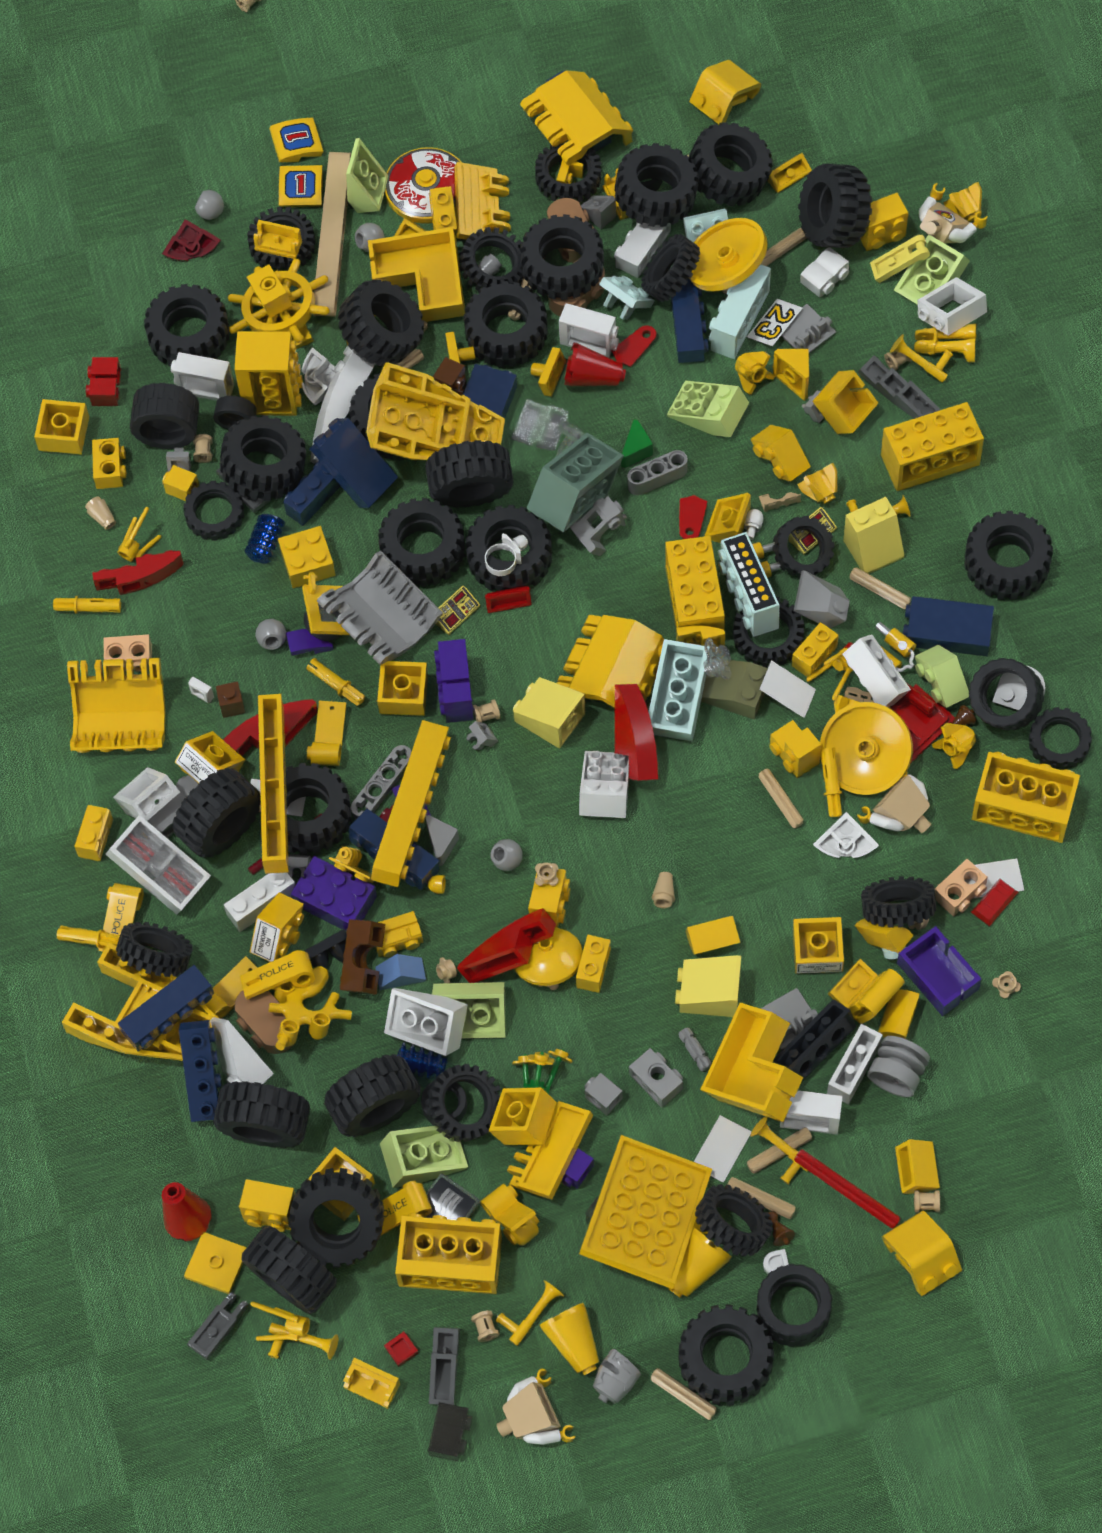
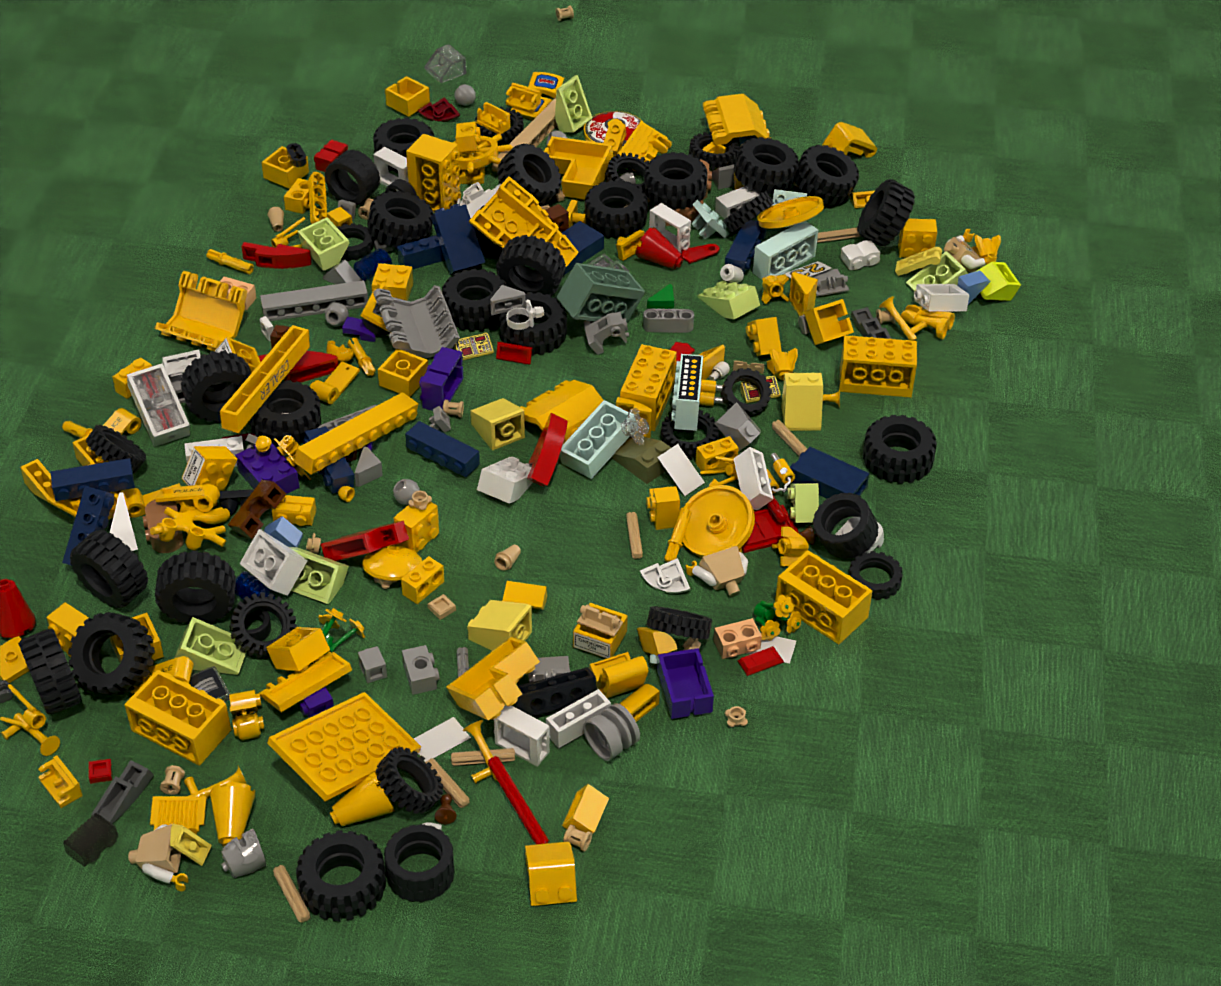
camera: 20 degrees right, 20 degrees down
(71, 412) = (298, 157): none -> black beam
(133, 465) = (315, 199): none -> yellow beam
(143, 239) = (409, 97): none -> yellow piece
(151, 157) = (446, 64): none -> clear slope
(191, 532) = (324, 242): none -> yellowish green slope
(229, 623) = (313, 300): none -> light grey brick
(235, 568) = (341, 274): none -> light grey slope
(289, 183) = (523, 97): none -> yellow hinge
(309, 688) = (342, 353): none -> yellow hair
(320, 871) = (263, 444): none -> yellow hinge
(474, 539) = (507, 299): none -> light grey slope
(510, 778) = (442, 449): none -> dark blue brick
(514, 1360) = (178, 810): none -> yellow window
(556, 1393) = (189, 844): none -> light yellow slope
(629, 985) = (441, 607): none -> tan tile
(694, 370) = (731, 273): none -> white brick
(820, 941) = (599, 621): none -> tan hinge
(978, 270) = (973, 283): none -> medium blue slope
(998, 837) = (765, 612): none -> yellow plant
(1000, 253) = (1002, 284): none -> neon yellow slope

